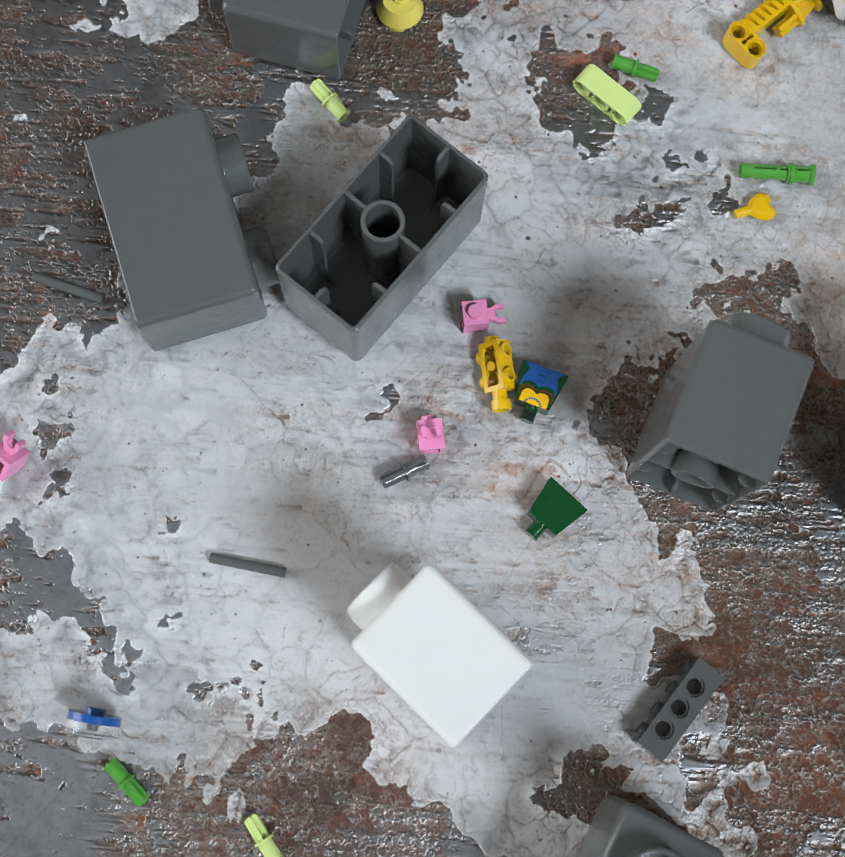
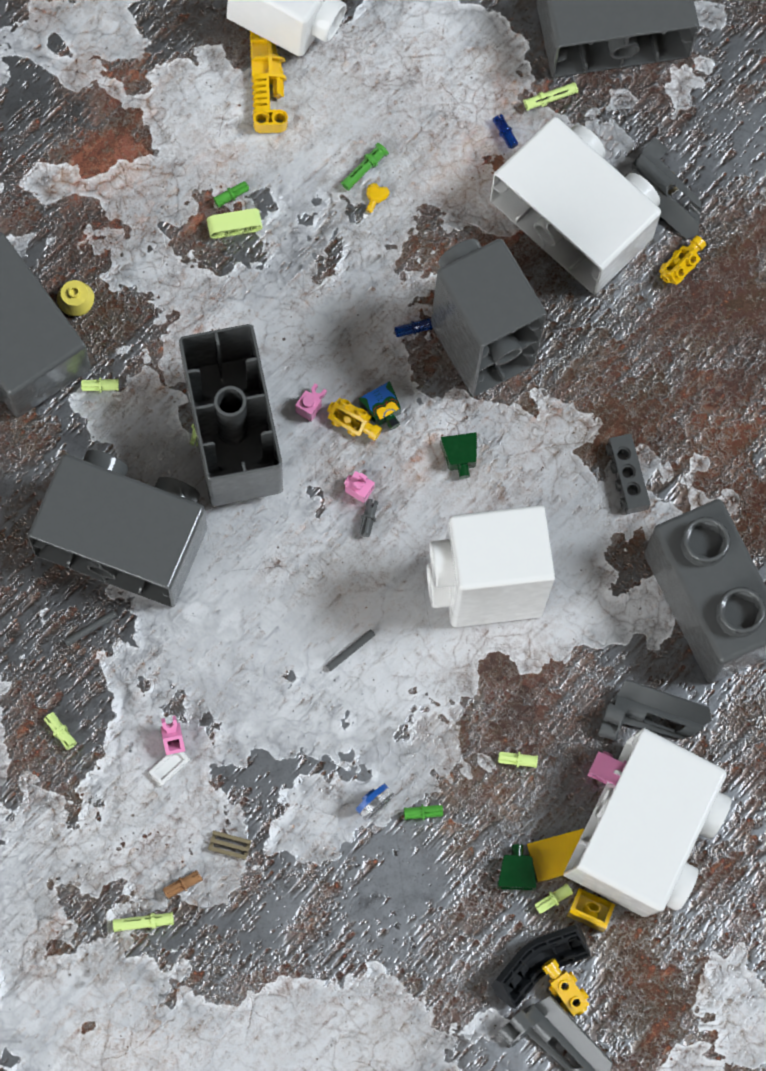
camera: 50 degrees left, 5 degrees down
(648, 355) = (413, 327): none -> clear blue axle

